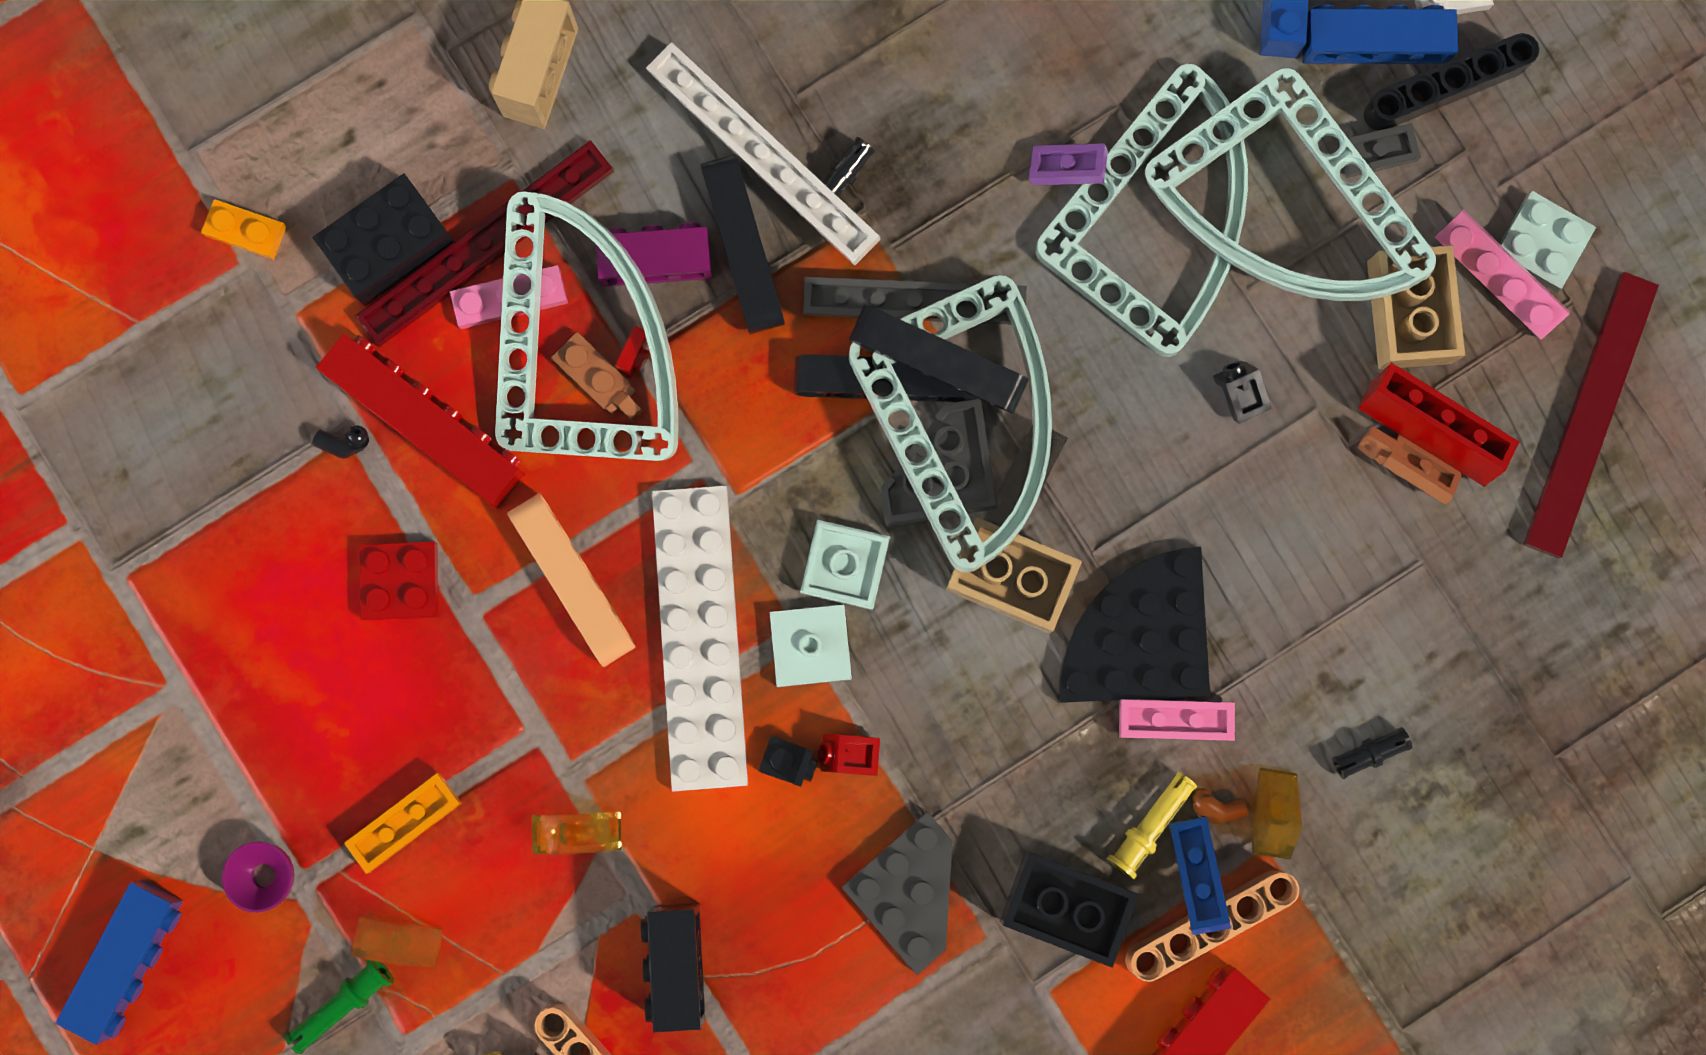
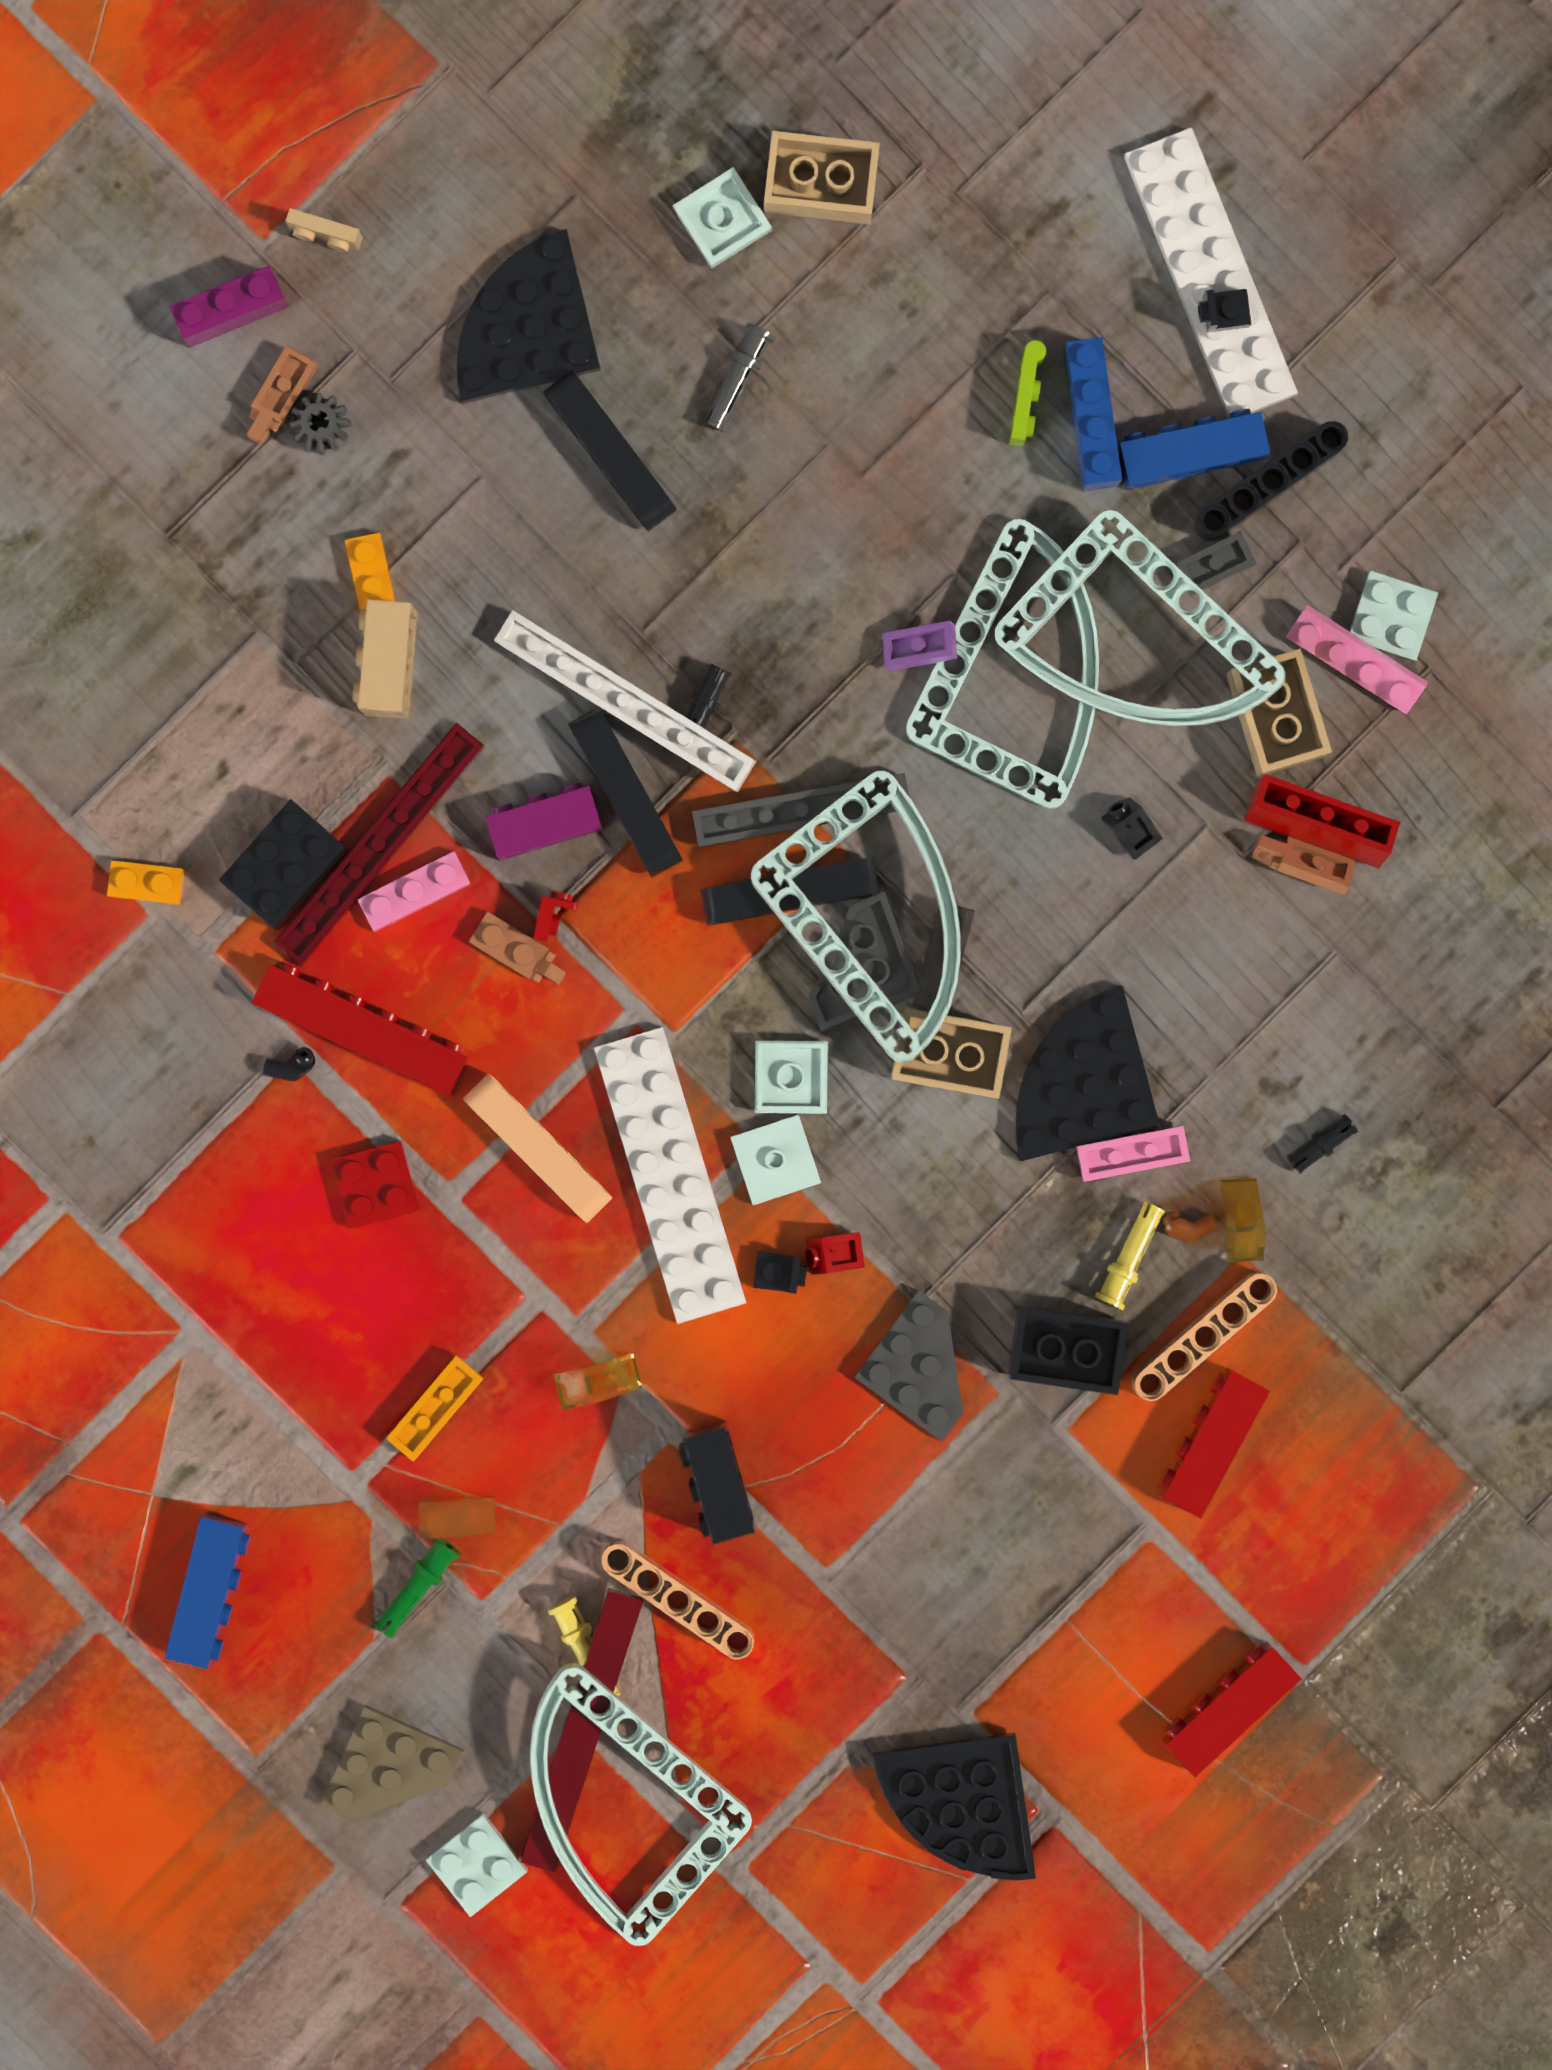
camera: 10 degrees left, 5 degrees up
(239, 876) = (298, 1496): magenta piece -> none
(528, 341) = (444, 932): light aqua beam -> none
(938, 358) = (837, 867): black beam -> none
(1200, 876) = (1182, 1293): blue plate -> none
(1591, 415) = (1468, 775): dark red tile -> none

